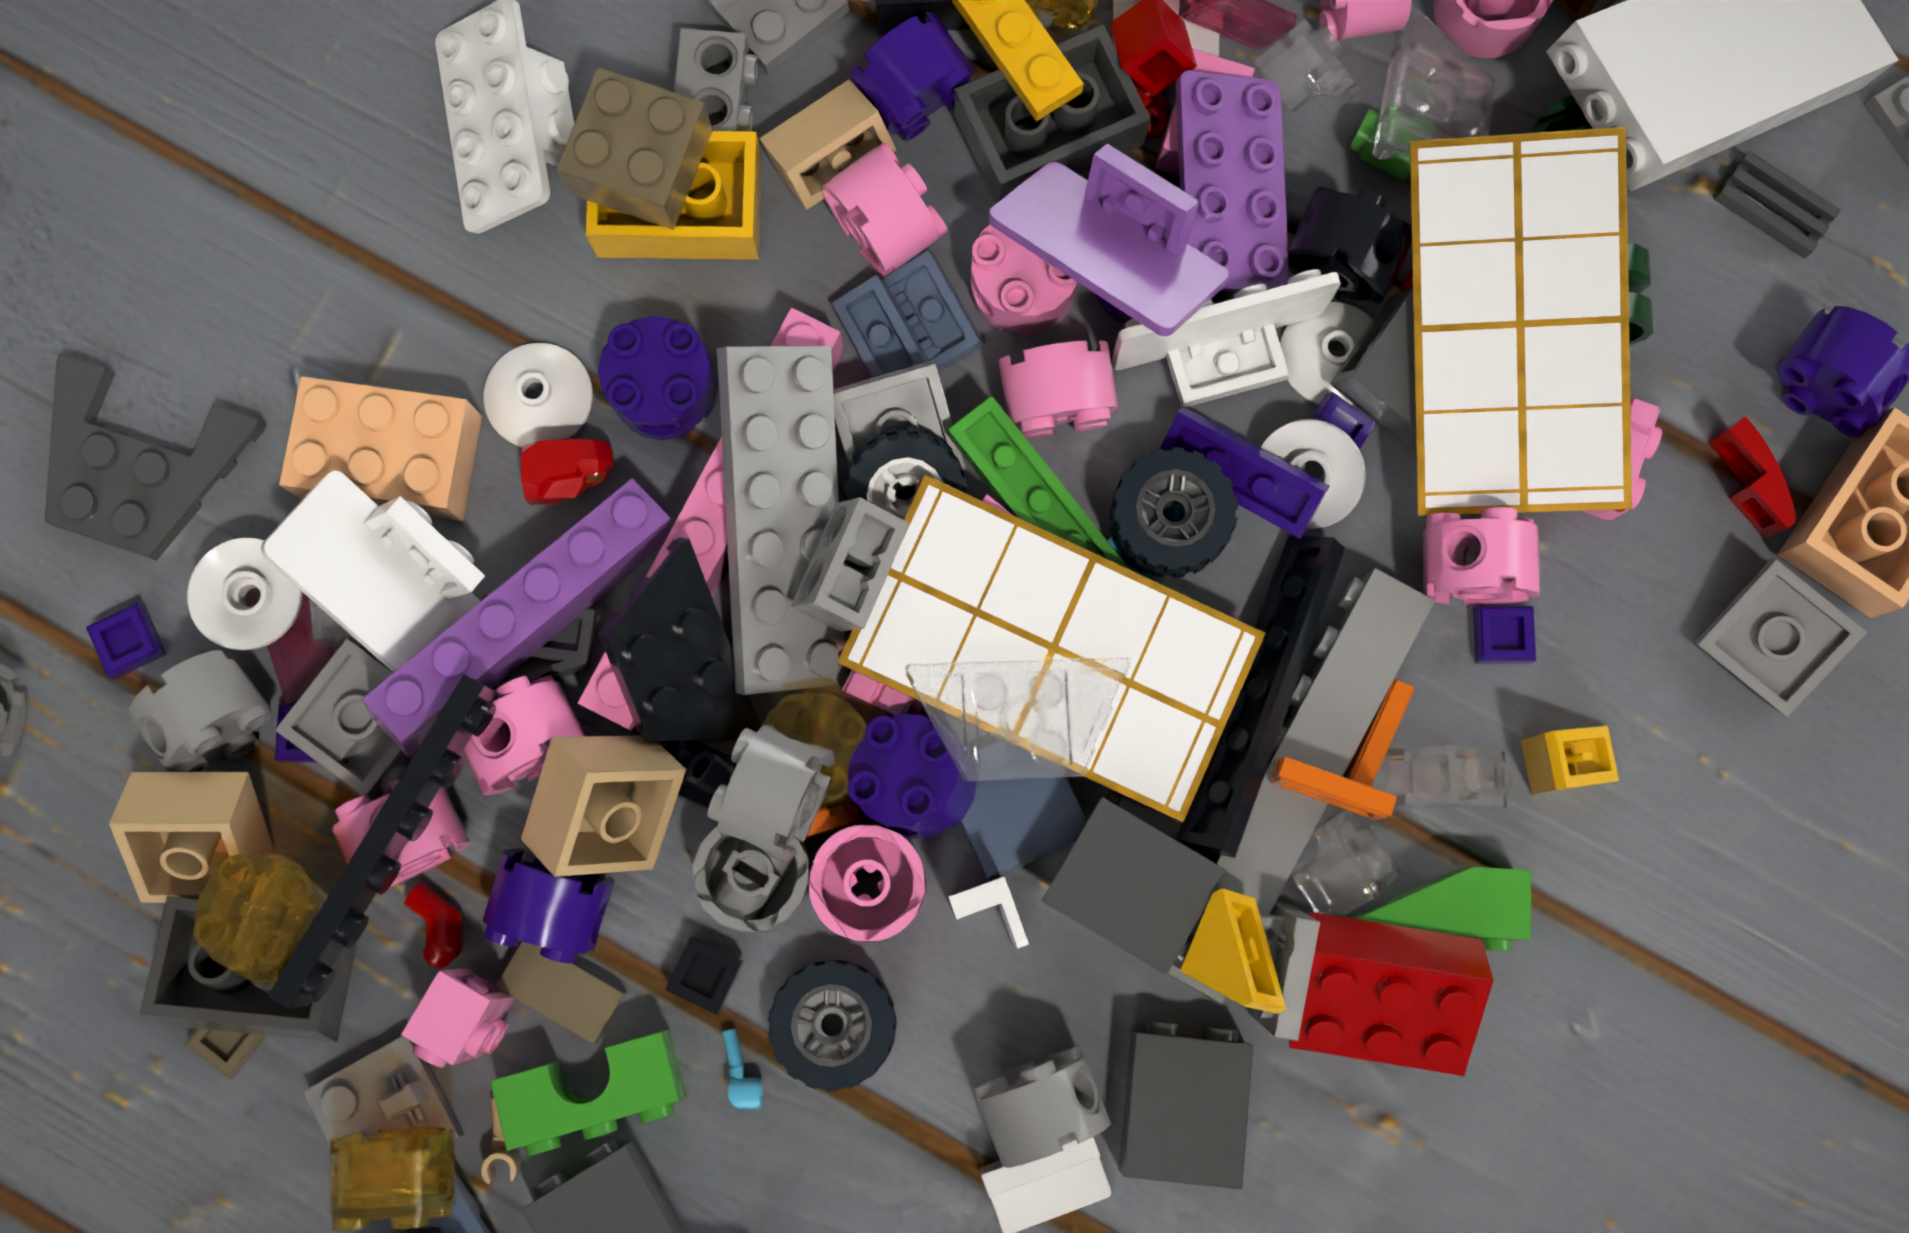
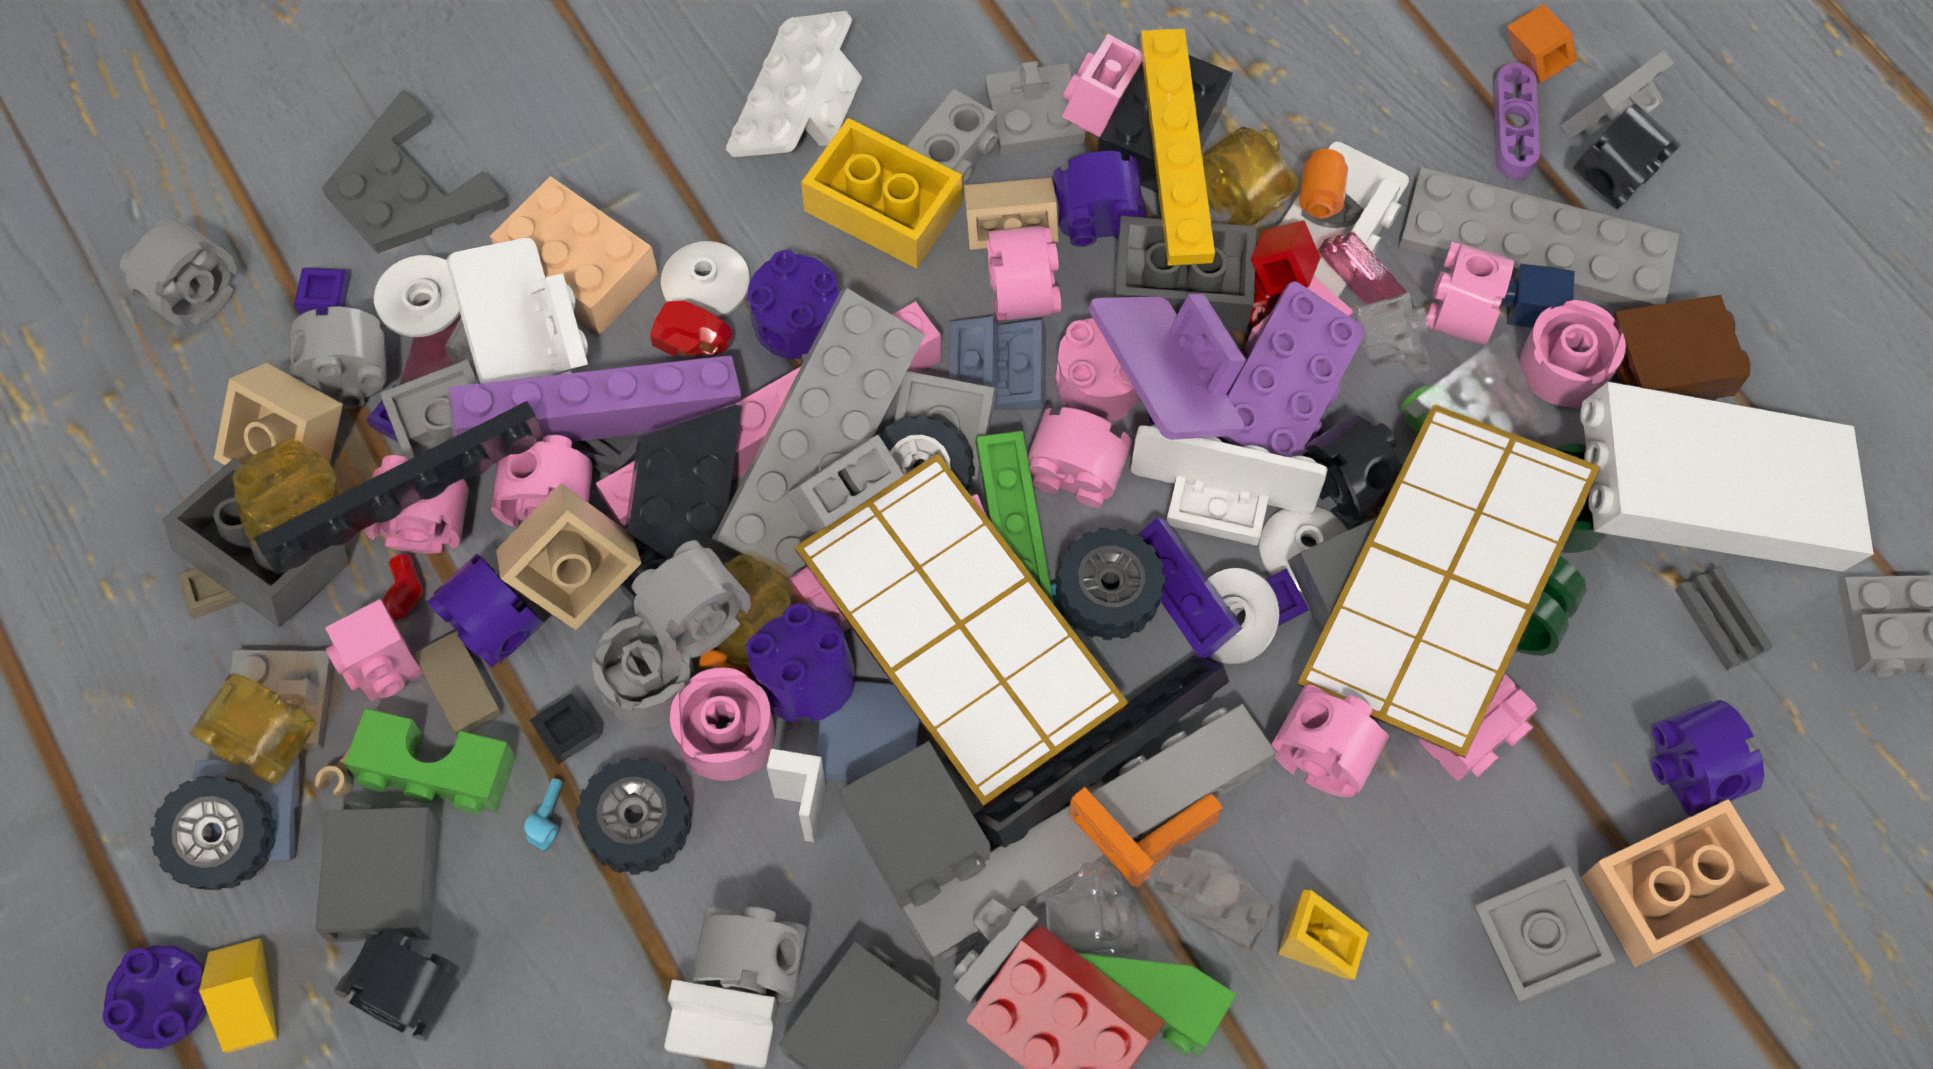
camera: 30 degrees right, 15 degrees down
(635, 148) = (868, 139): dark tan brick -> none
(1019, 713) = (905, 651): clear wing -> none
(1234, 954) = (961, 907): yellow slope -> none
(1504, 635) = (1323, 819): dark purple tile -> none
(1765, 494) = (1591, 817): red slope -> none

